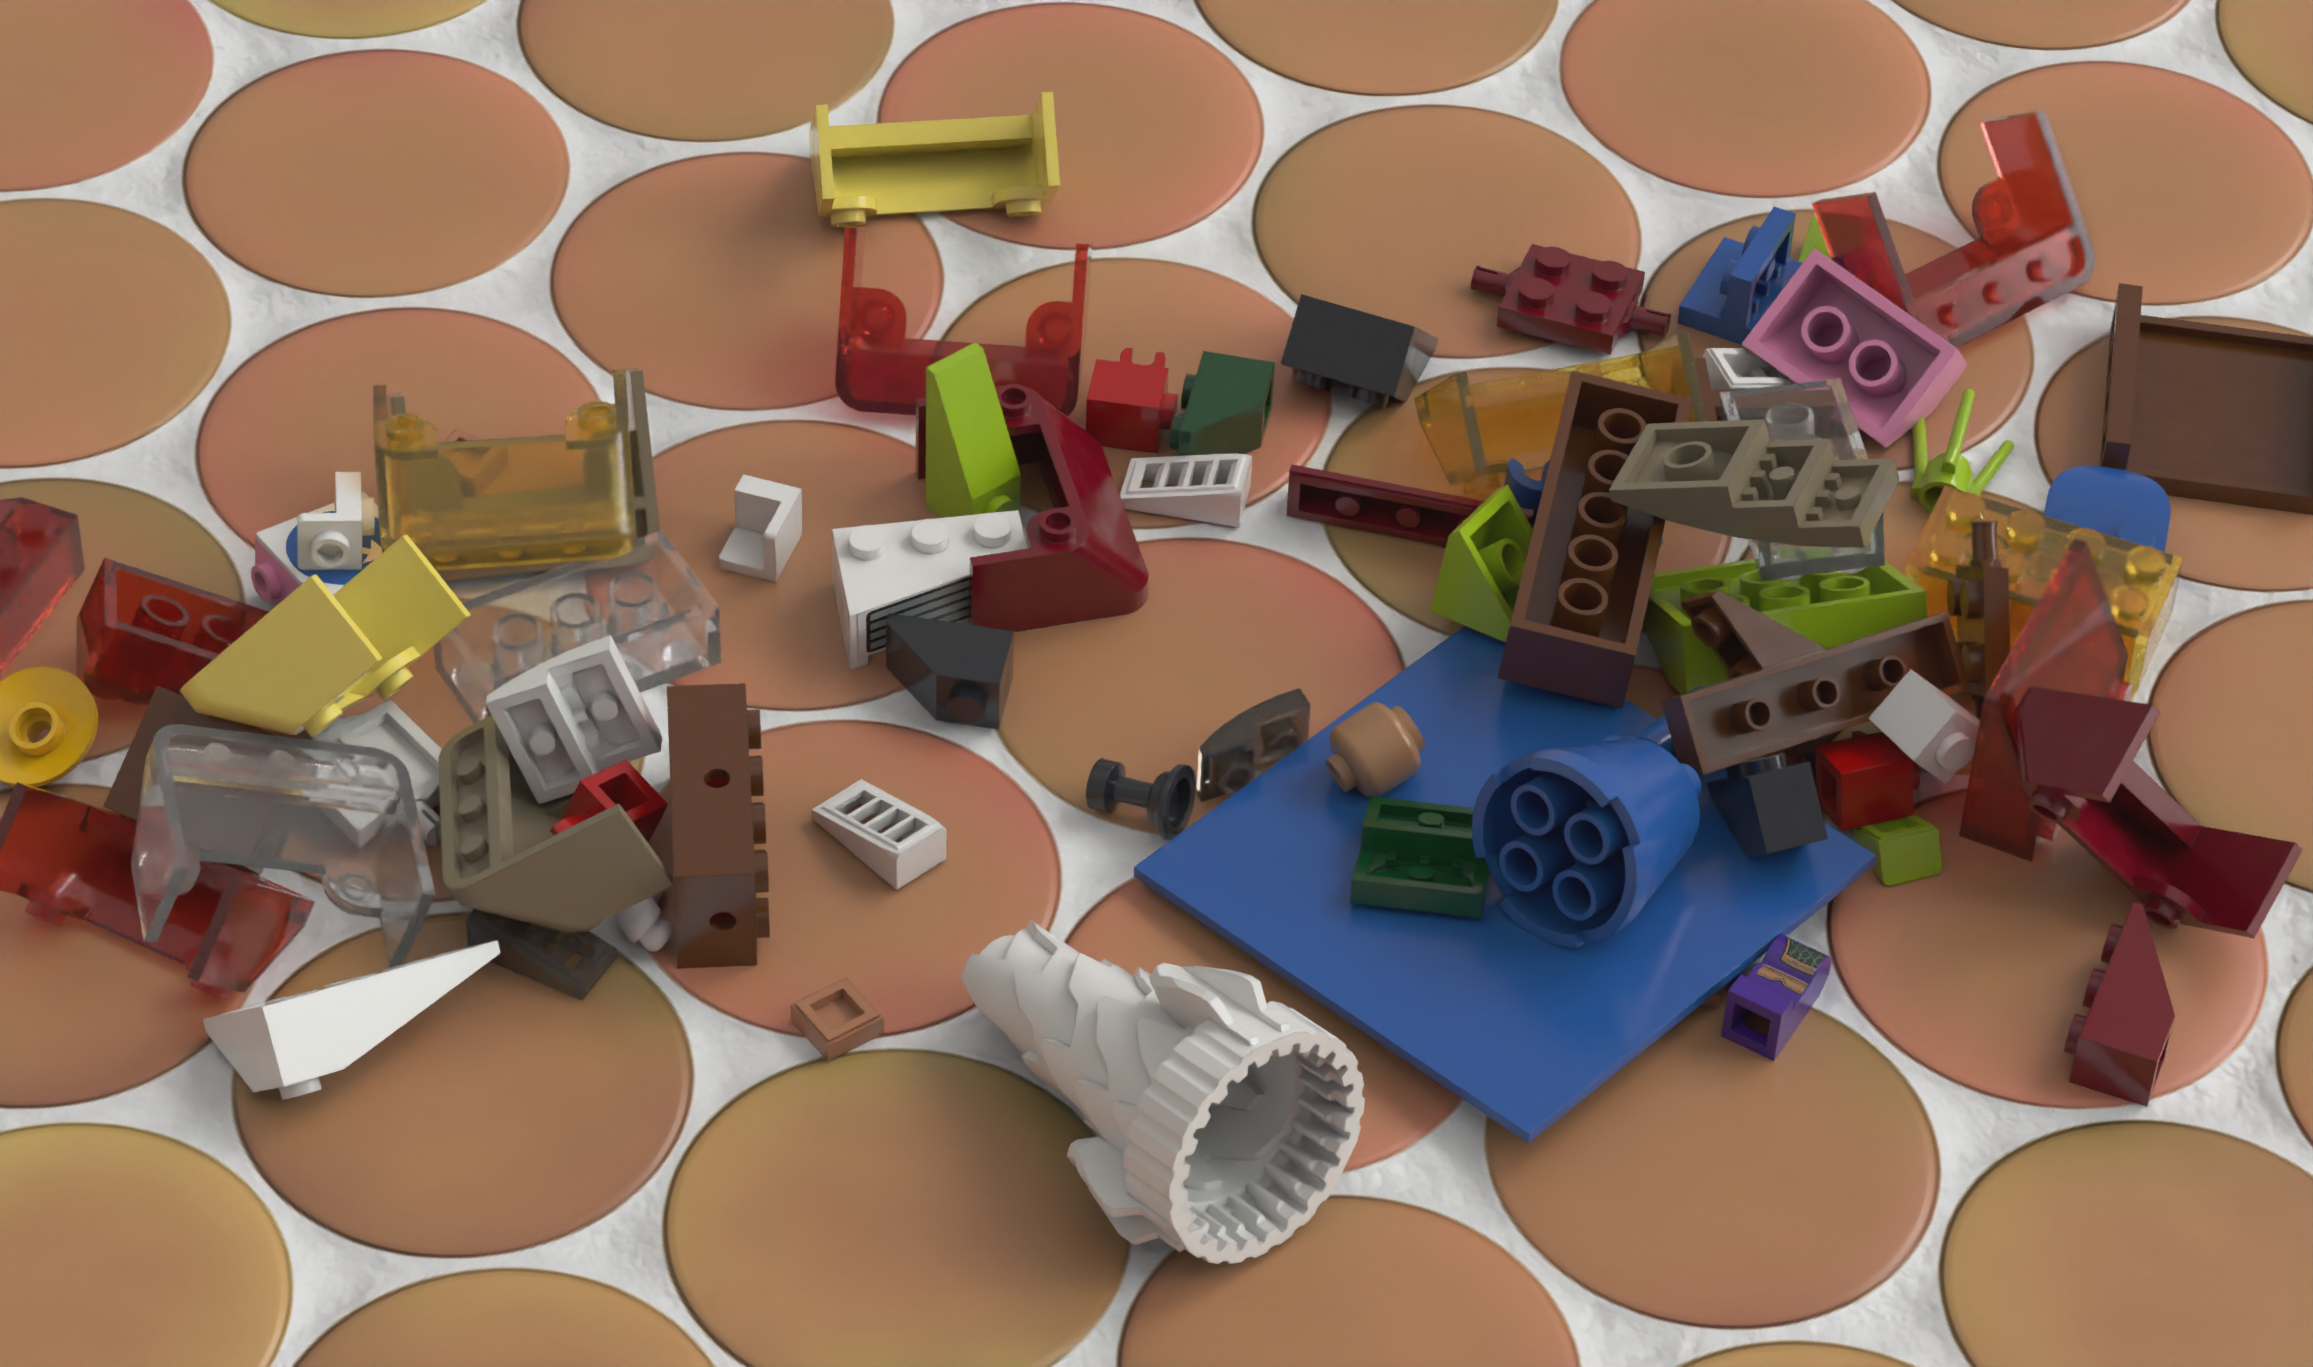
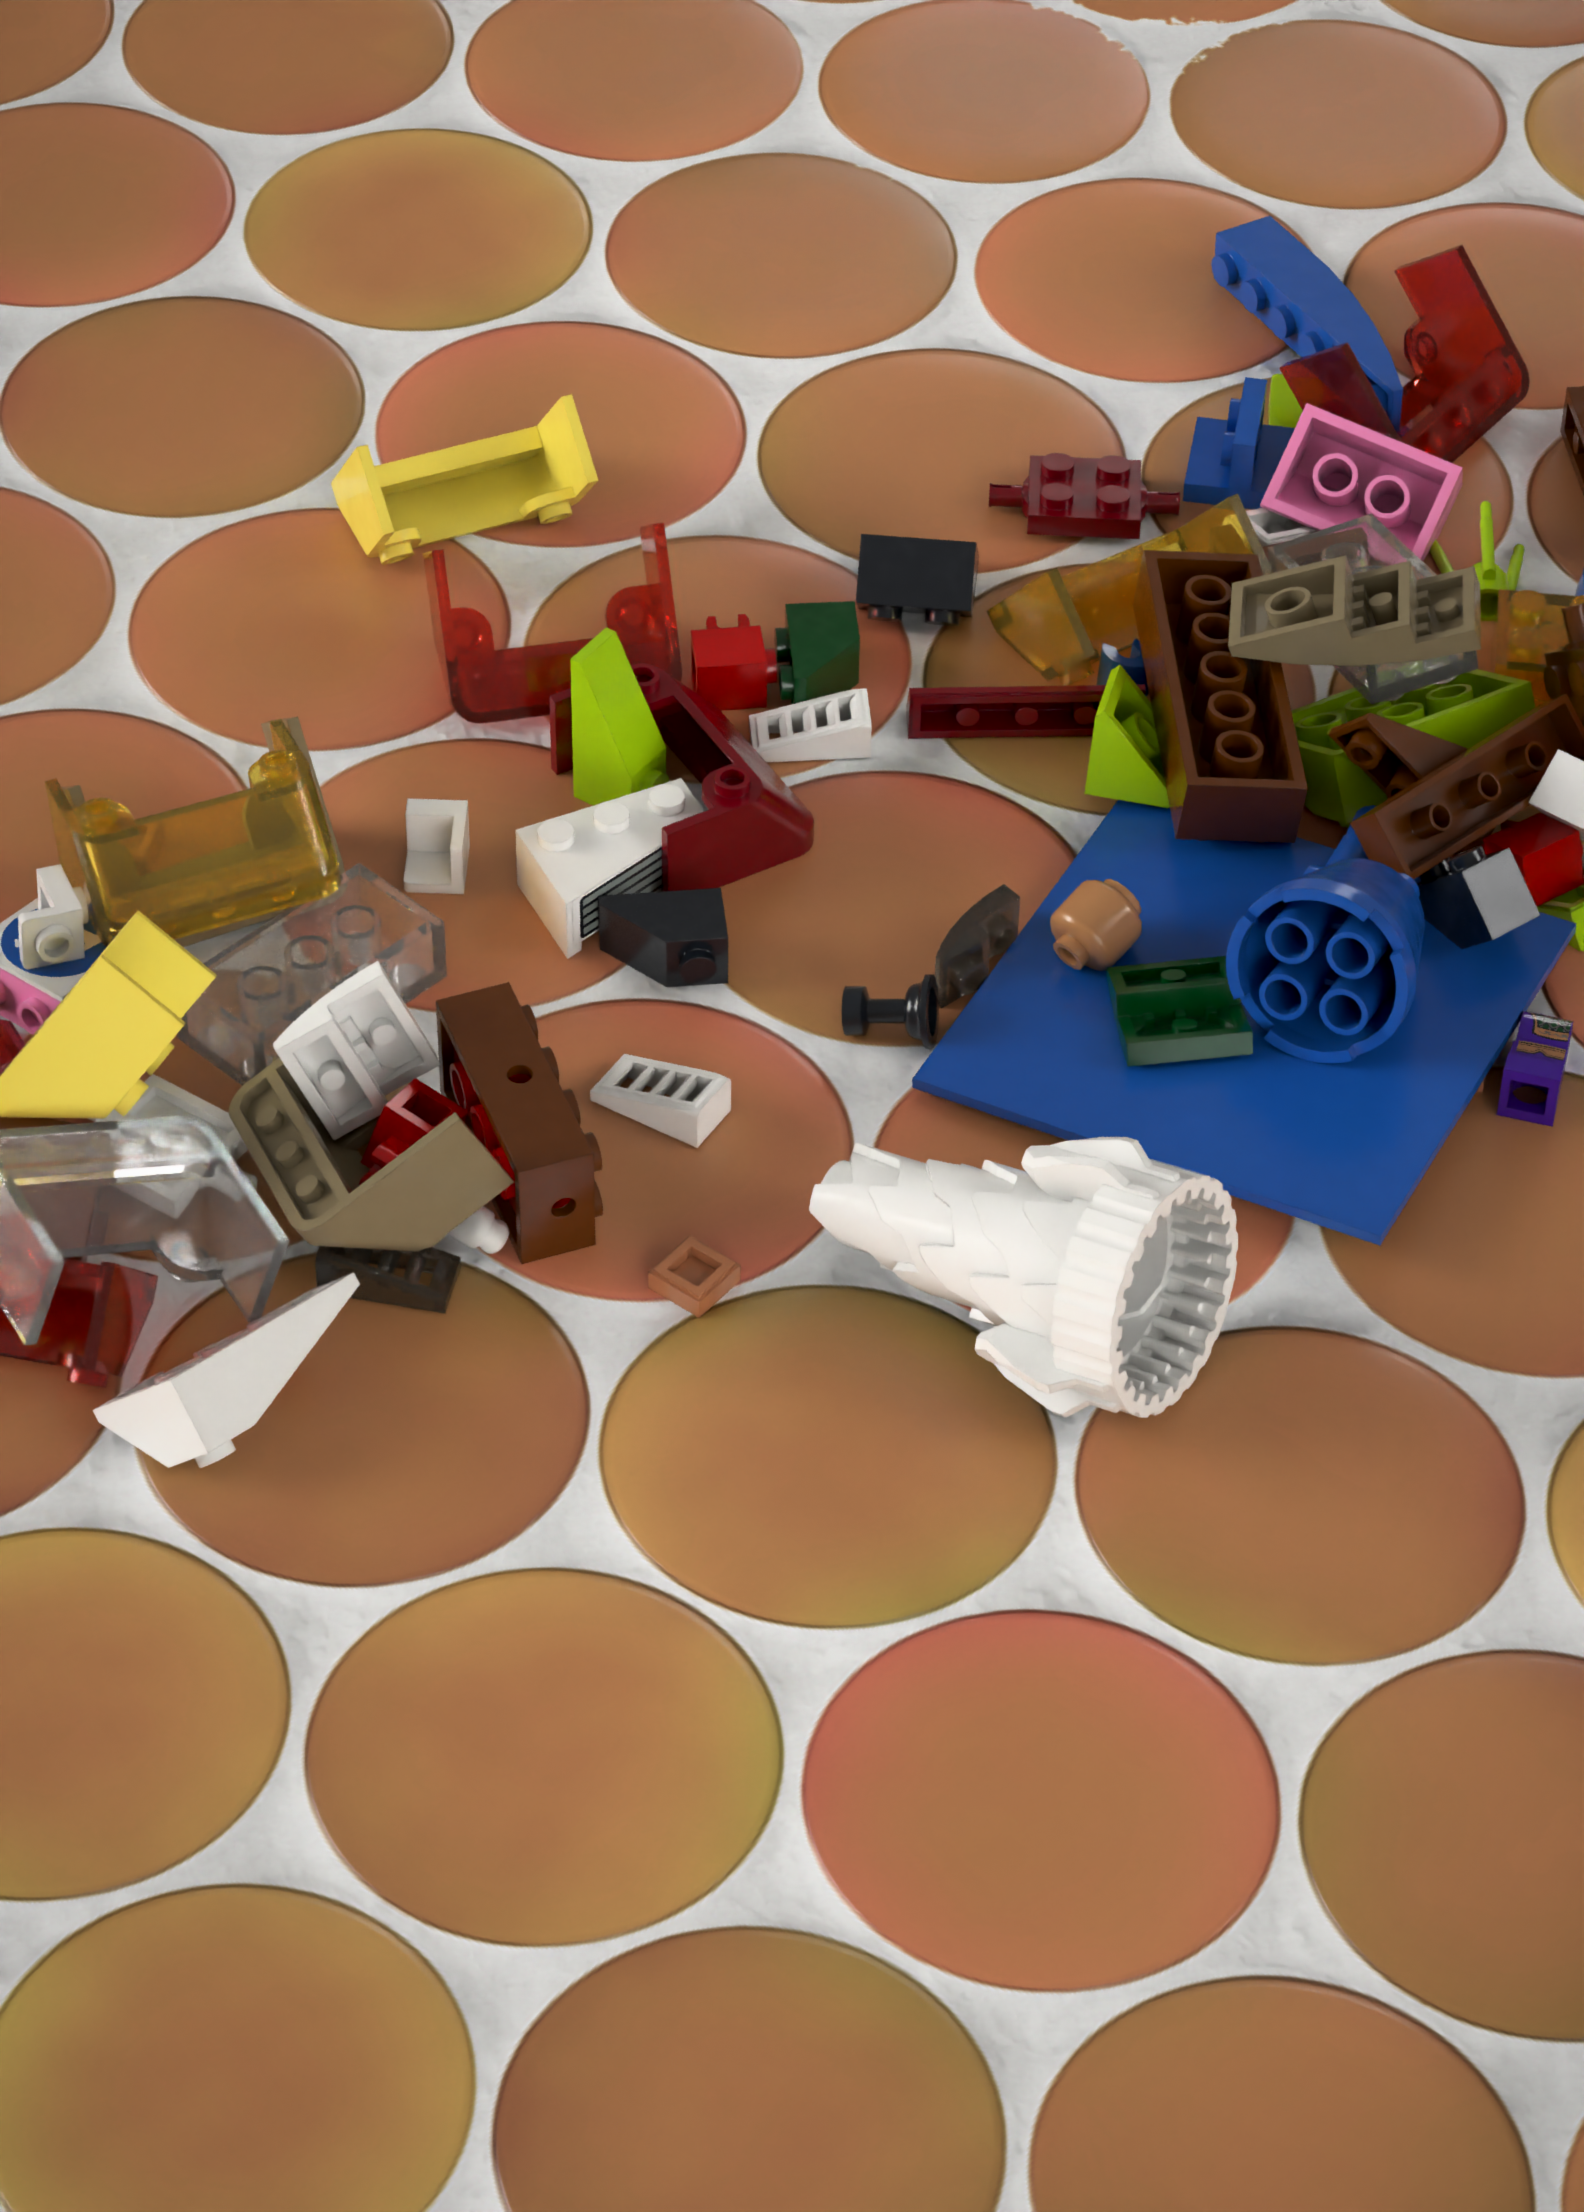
camera: 15 degrees left, 0 degrees up
(1885, 144) = (1302, 301): none -> blue slope

